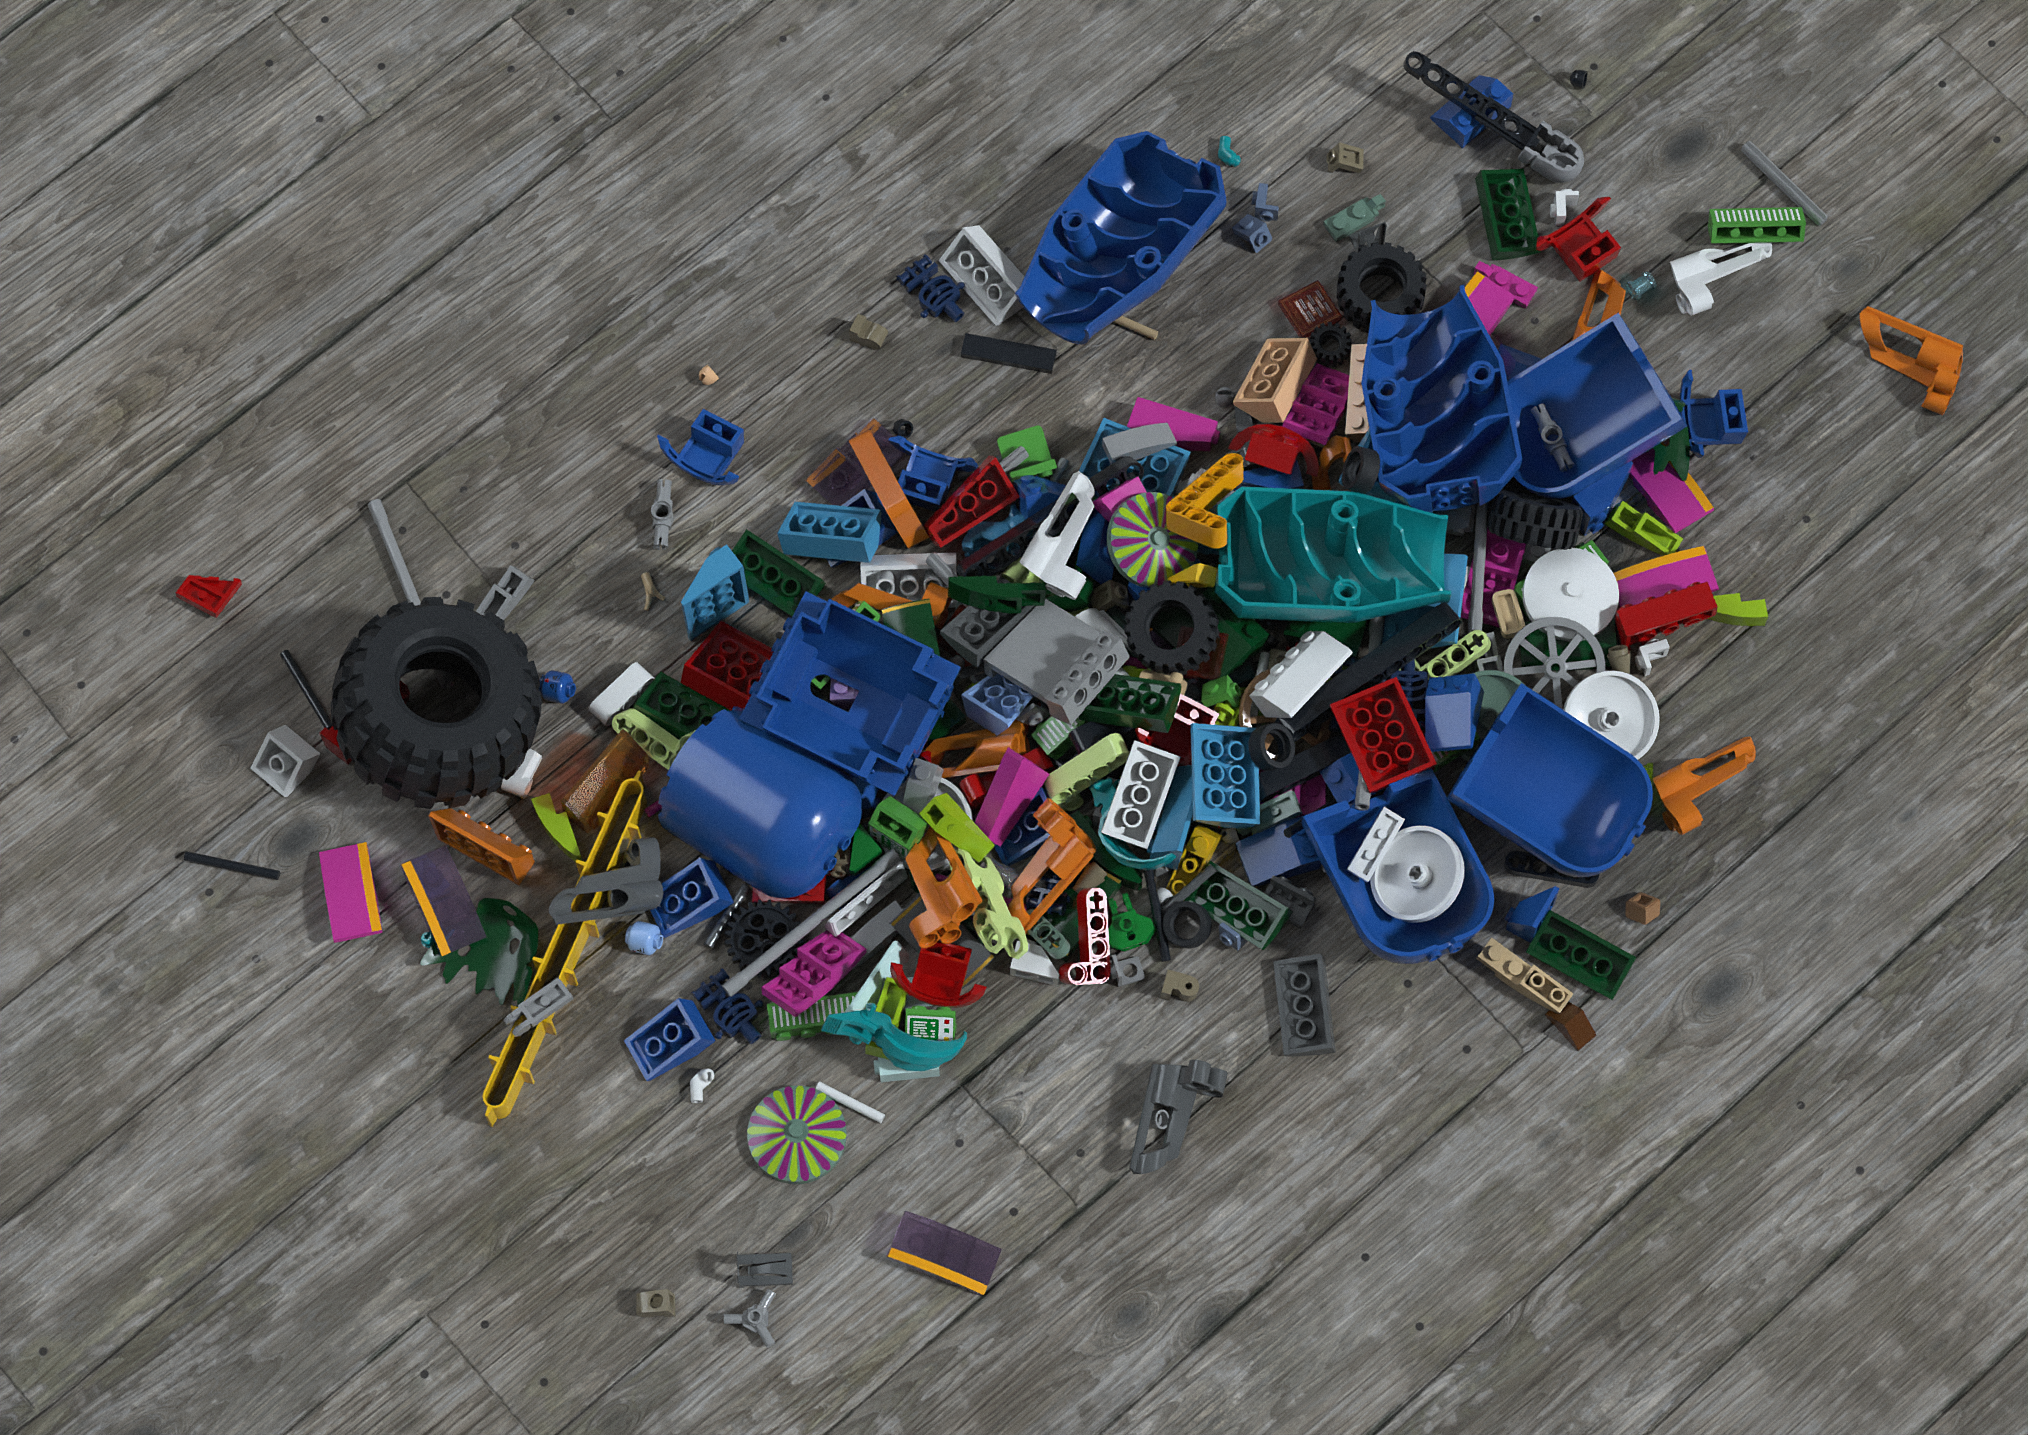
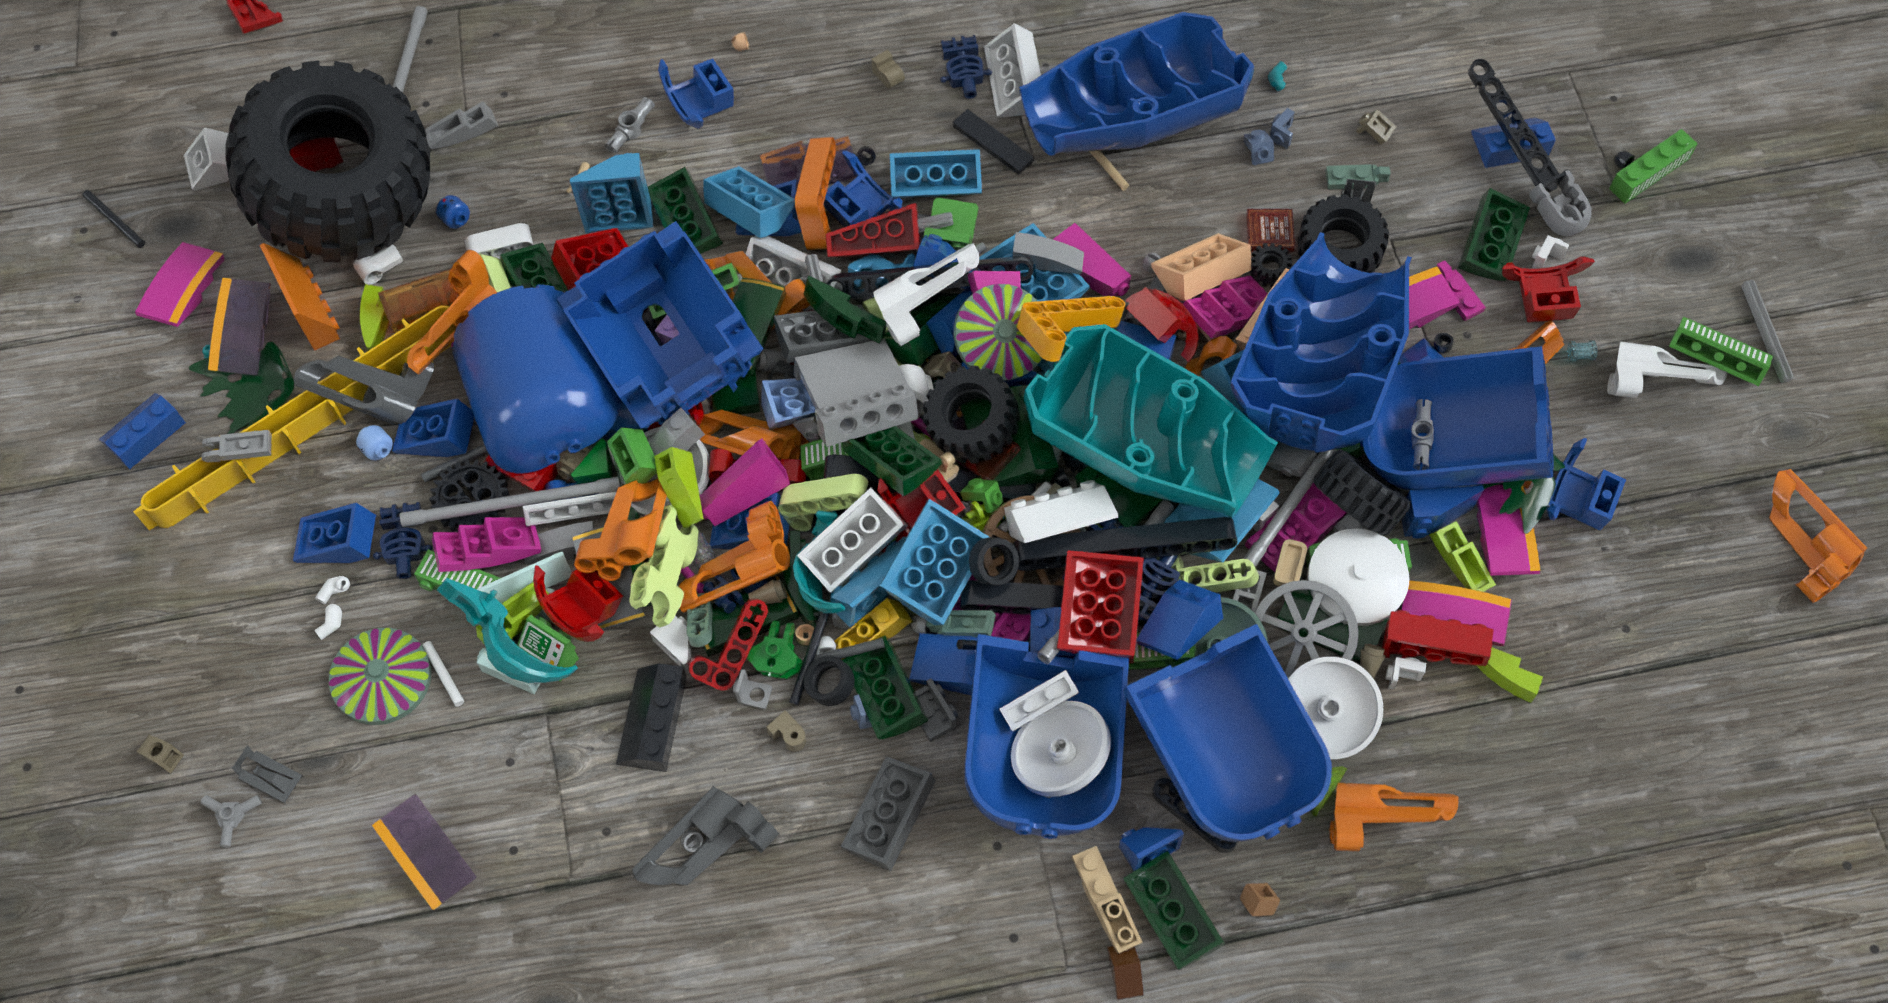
camera: 30 degrees right, 5 degrees down
(417, 1042) = (142, 430): none -> blue slope
(642, 745) = (469, 280): none -> orange panel
(722, 1113) = (332, 621): none -> white arm
(982, 416) = (935, 173): none -> dark azure slope
(1056, 1038) = (652, 717): none -> black slope
(1143, 893) = (805, 628): none -> light nougat hinge
(1197, 575) = (1017, 378): yellow slope -> none
(1360, 470) = (1221, 363): black tyre -> none
(1520, 334) = (1439, 338): none -> black hinge
(1608, 73) = (1653, 166): none -> bright green brick

